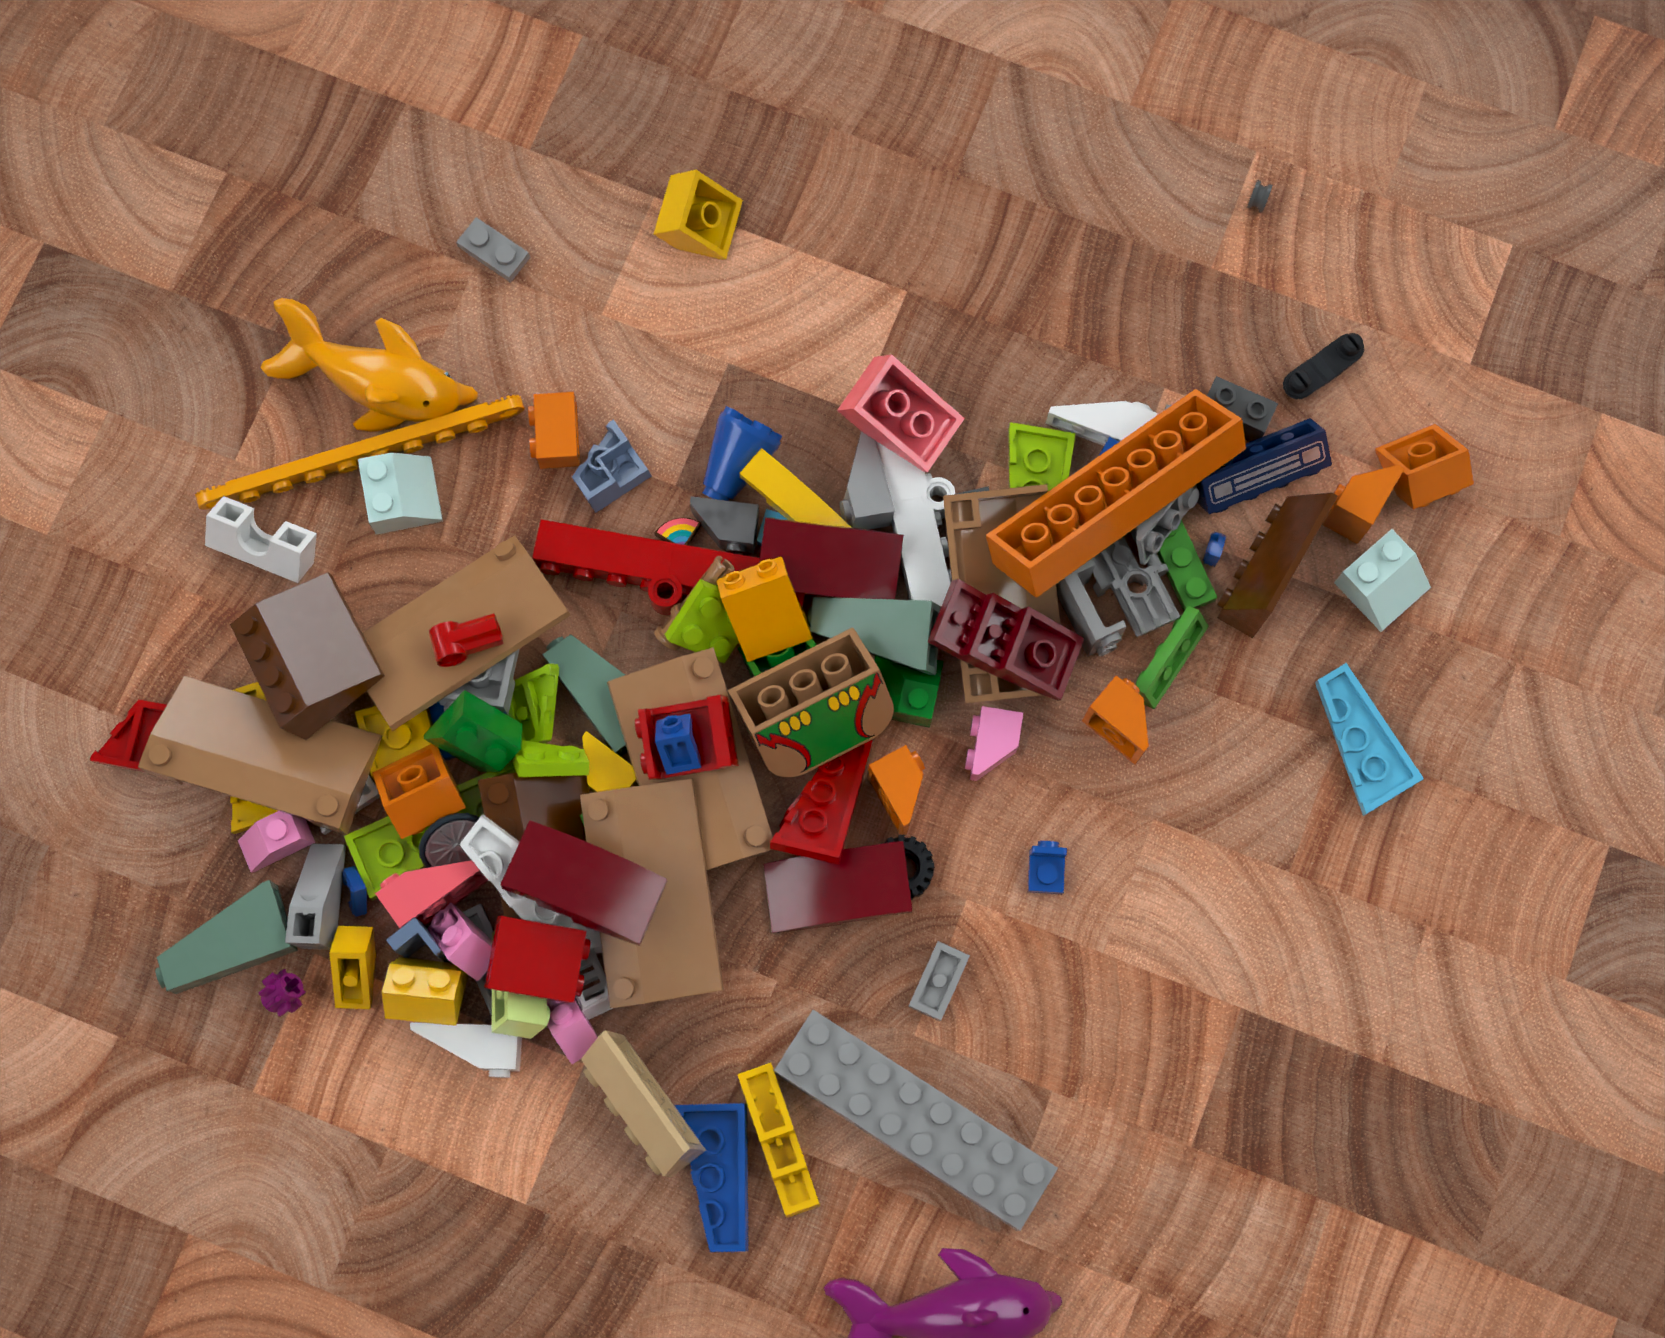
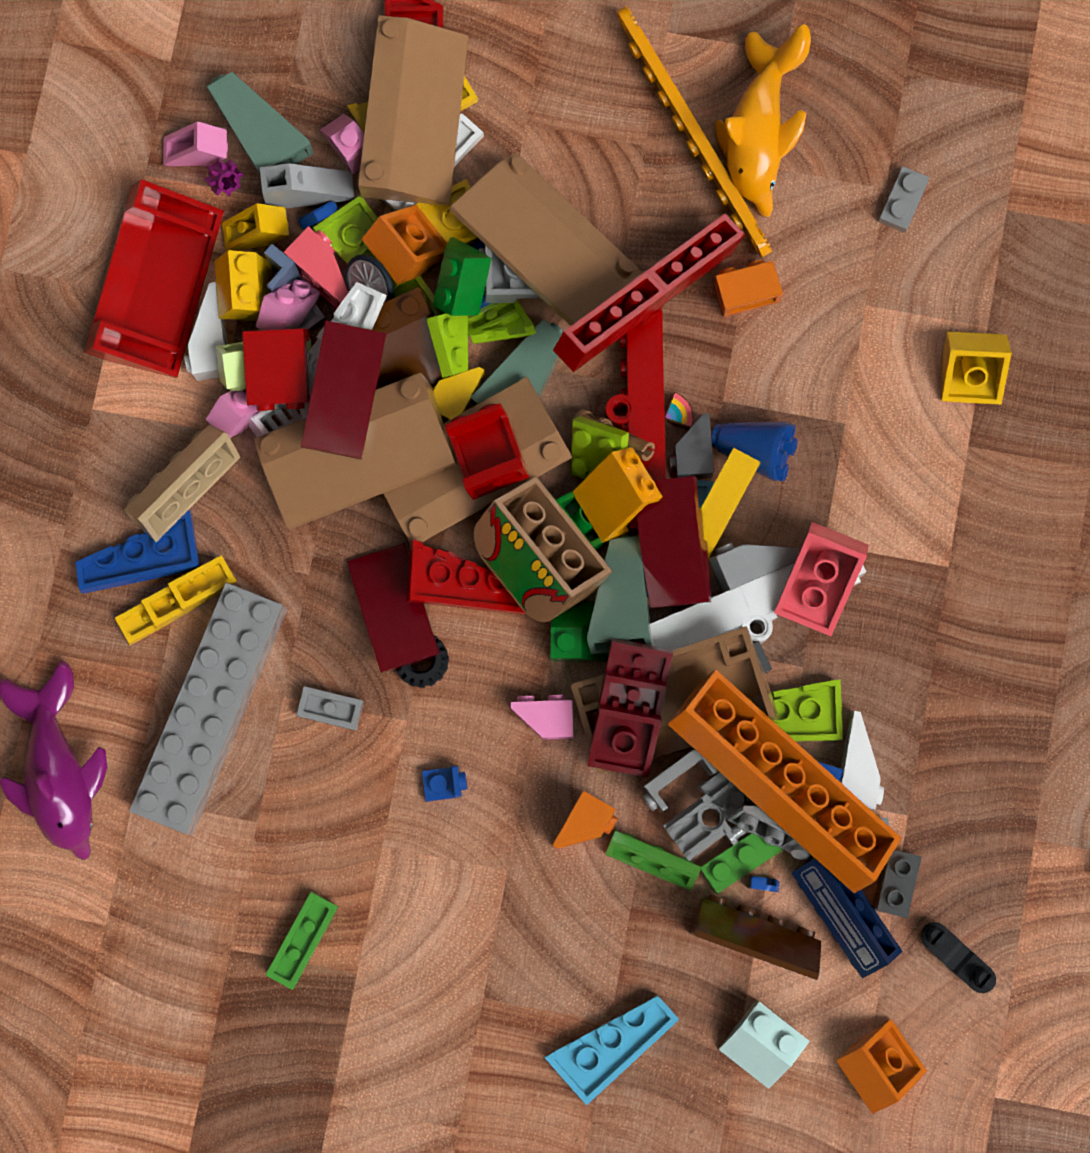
camera: 85 degrees right, 5 degrees up
(234, 1021) = (195, 145): none -> bright pink slope
(235, 533) = (599, 45): white arch -> none
(307, 654) = (501, 125): slope -> none
(386, 1100) = (154, 280): none -> red slope
(399, 491) = (665, 170): light aqua slope -> none
(456, 641) = (532, 241): red piece -> none
(547, 526) = (648, 293): none -> red hinge
(610, 469) = (723, 342): sand blue slope -> none
(677, 744) = (478, 441): blue bracket -> none
(897, 784) = (486, 641): orange slope -> none
(1196, 1060) = (302, 940): none -> bright green plate
(1361, 502) = (830, 1008): orange slope -> none

